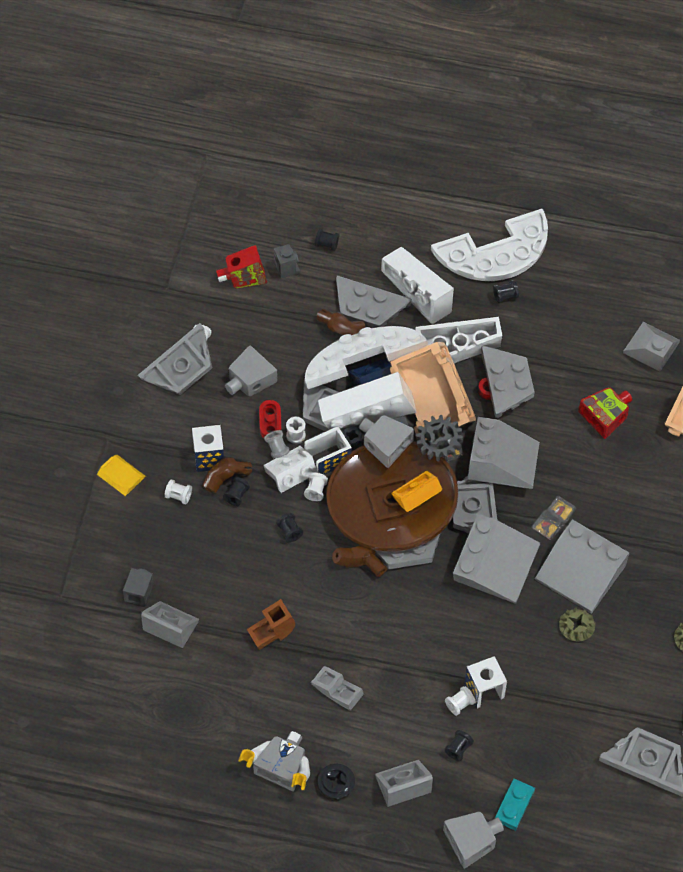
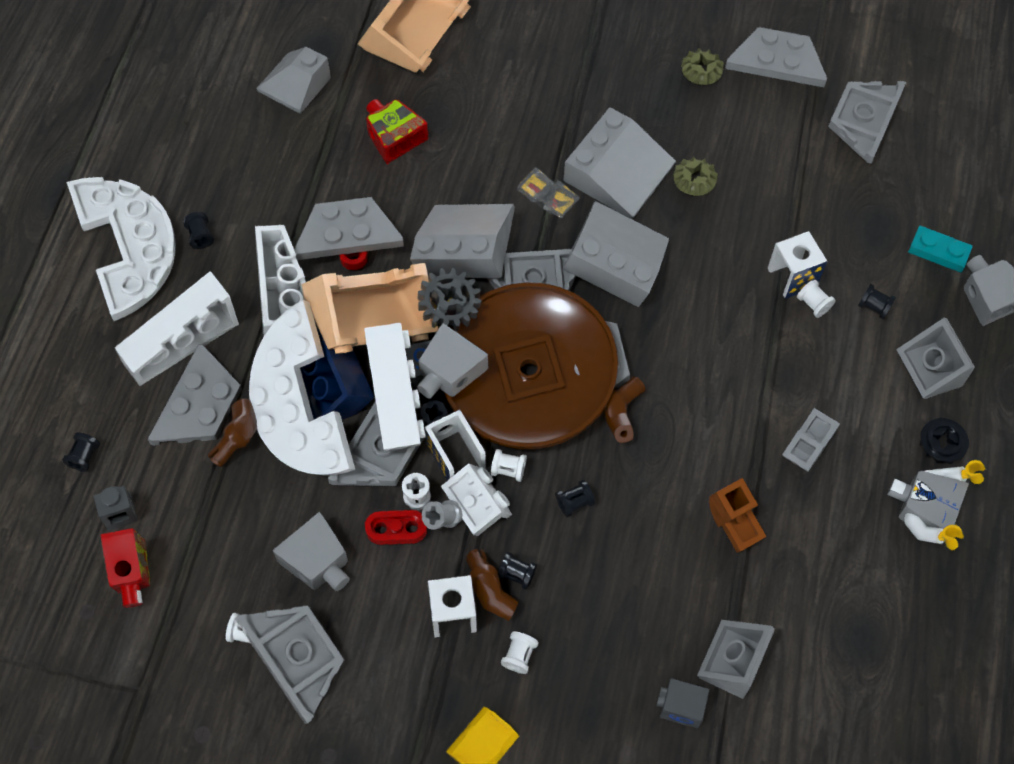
camera: 90 degrees left, 5 degrees up
(417, 491) = (528, 330): light orange slope -> none

